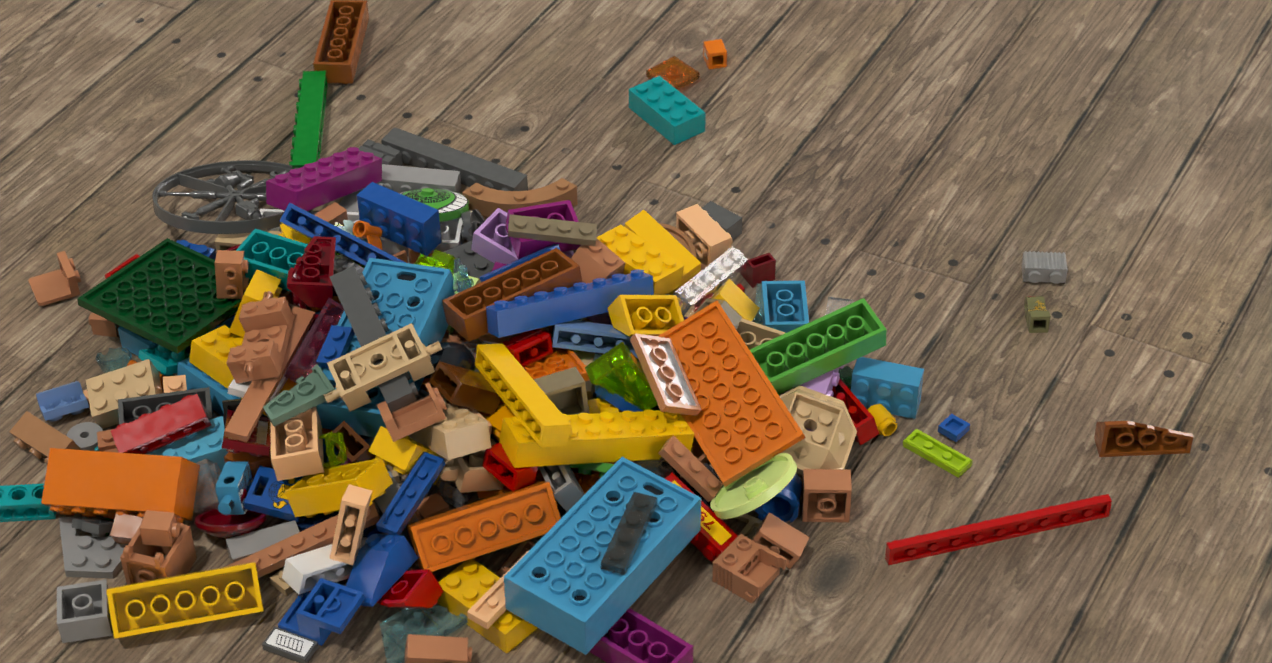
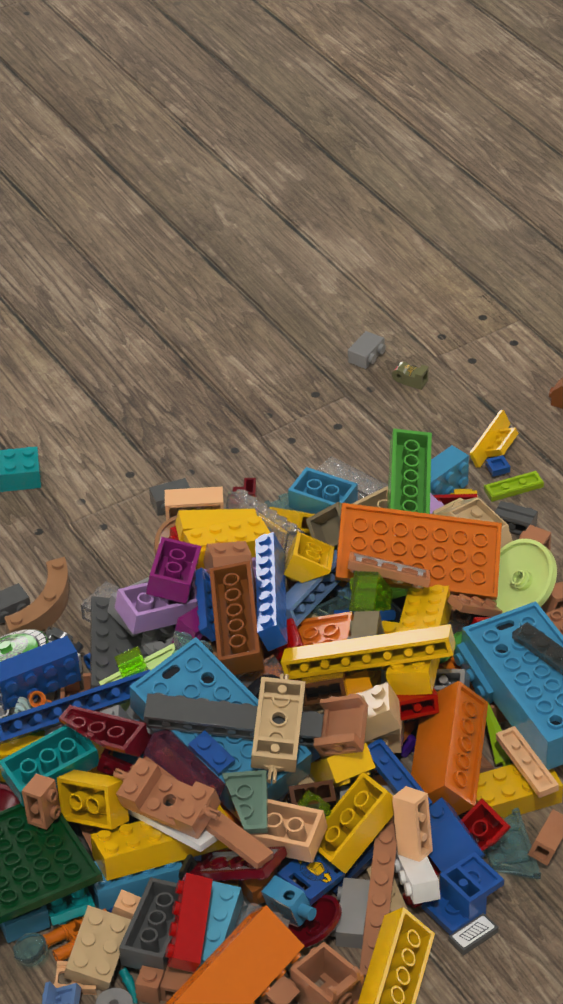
camera: 60 degrees left, 0 degrees up
(159, 528) = (323, 958): nougat brick -> none
(552, 230) = (191, 560): dark tan plate -> none
(881, 469) = (516, 516): none -> dark grey brick
(990, 409) = (494, 440): none -> yellow bracket

